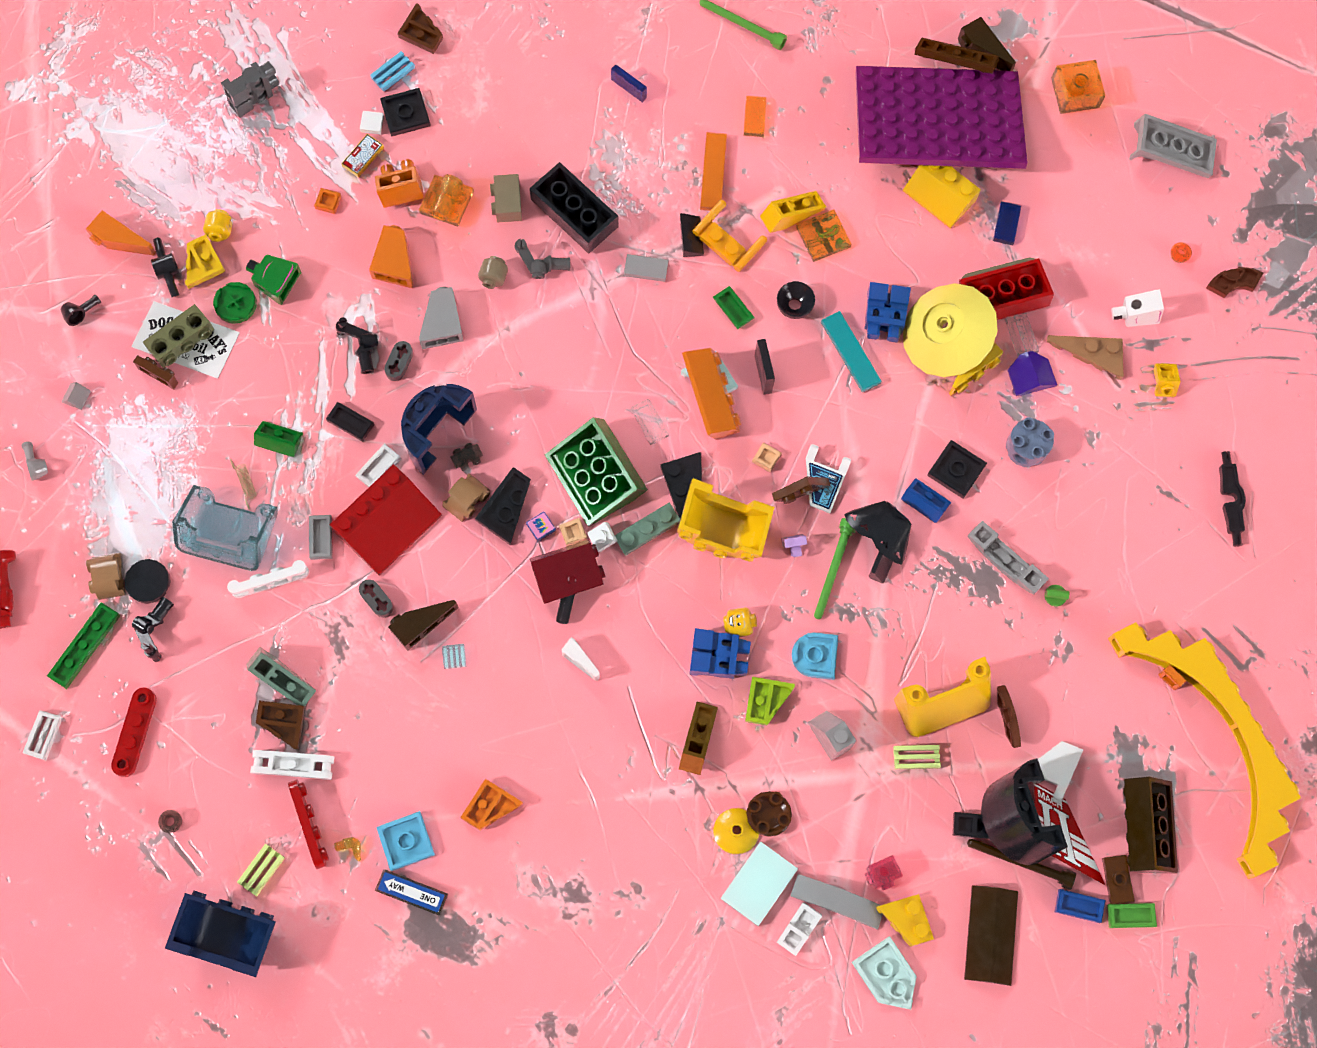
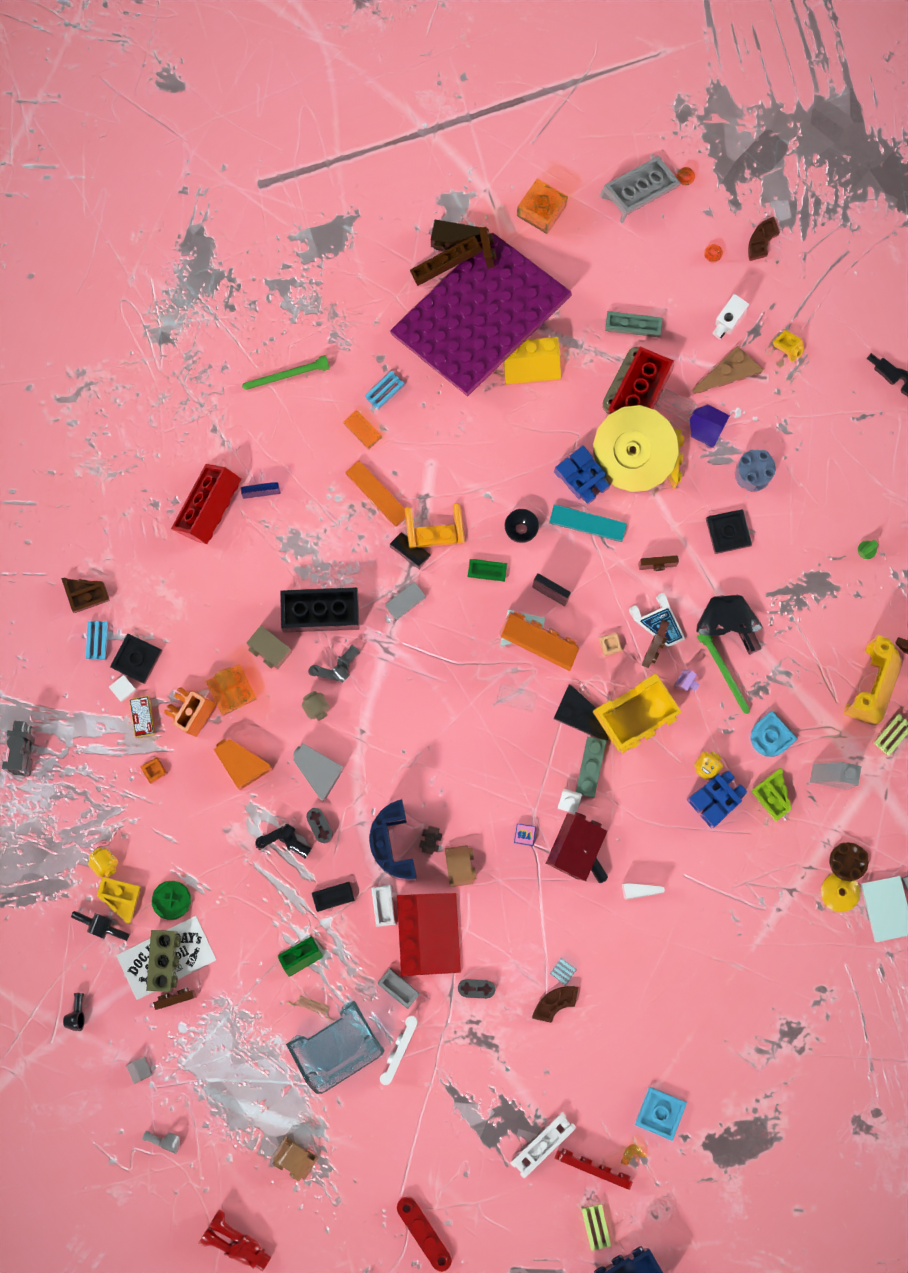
camera: 45 degrees left, 5 degrees up
(83, 645) = (330, 1217): green tile -> none
(115, 236) = (41, 941): orange slope -> none
(145, 625) = (356, 1163): black pin -> none
(147, 581) = (323, 1134): black tile -> none
(162, 821) = (516, 1261): clear smoke plate -> none
(274, 276) = (178, 857): green torso -> none
(280, 677) = (475, 1101): sand green slope -> none
(282, 720) = (506, 1125): reddish brown wing -> none
(411, 892) = (698, 1139): tile -> none
(417, 623) = (520, 978): dark brown slope -> none
(421, 671) = (555, 1001): none -> copper tile
(489, 805) = (686, 1037): orange wing -> none
(505, 505) = (490, 848): black wing -> none
(573, 532) = (547, 817): light nougat tile -> none
(579, 55) = (206, 503): none -> red slope
(595, 471) = (520, 765): green slope -> none
(698, 738) = (761, 861): pearl gold slope -> none
(791, 210) = (455, 469): yellow slope -> none
(803, 101) = (395, 380): none -> medium azure tile
(823, 235) = (490, 465): clear yellow tile -> none
(872, 434) = (658, 563): none -> reddish brown plate
(925, 500) = (731, 570): blue slope -> none
(998, 72) = (487, 241): none -> reddish brown plate
(1005, 559) = (818, 558): light grey slope -> none
(1007, 223) = (591, 341): clear blue tile -> none
(1054, 242) = (633, 324): none -> sand green plate
(1223, 170) = (688, 172): none -> clear orange plate

